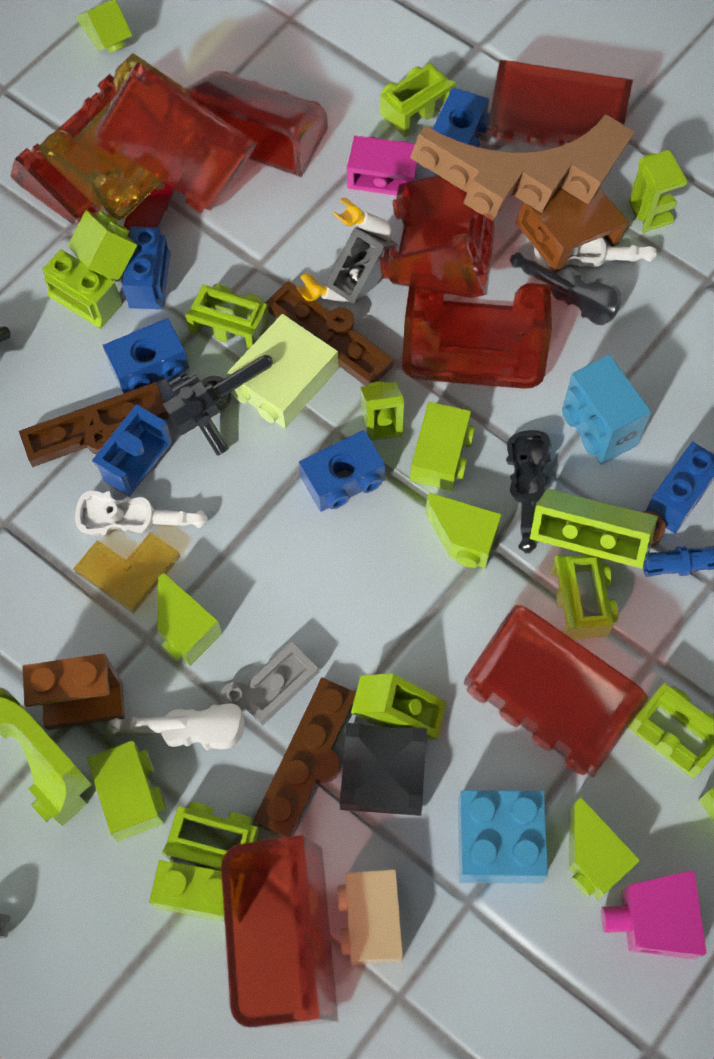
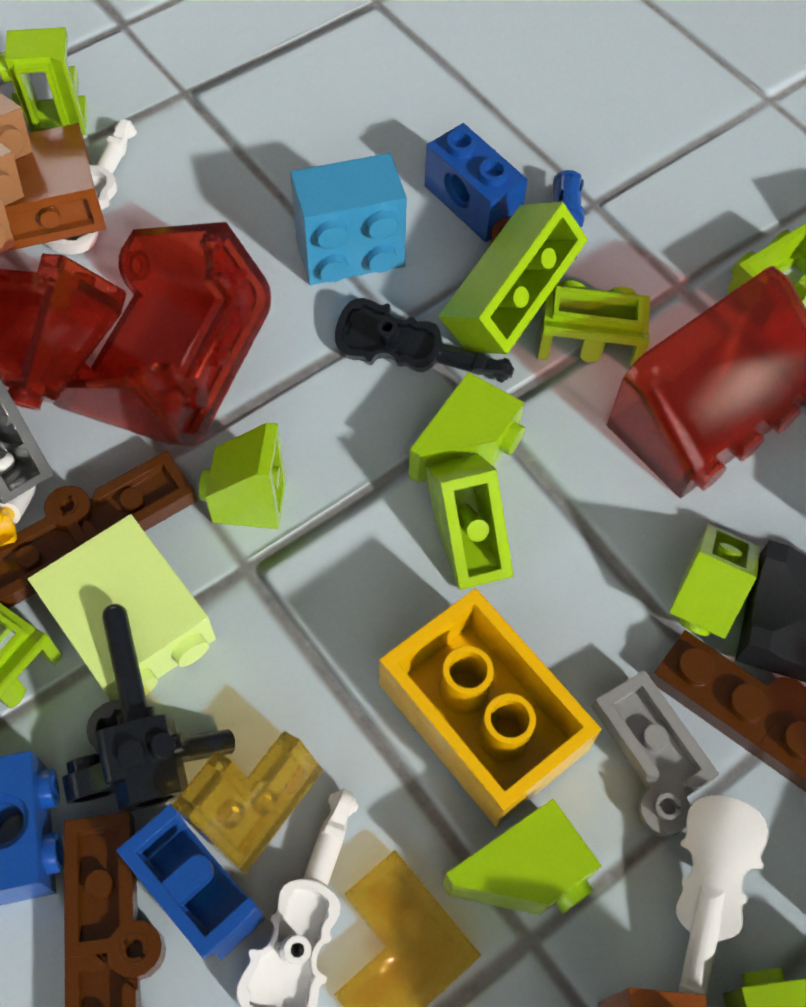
camera: 80 degrees left, 5 degrees down
(178, 471) = (243, 812): none -> clear yellow tile
(268, 576) = (486, 706): none -> yellow brick
(351, 454) = (331, 596): blue brick -> none
(398, 544) = (470, 519): none -> lime slope
(440, 446) = (330, 426): lime brick -> none
(596, 300) = (174, 194): black piece -> none

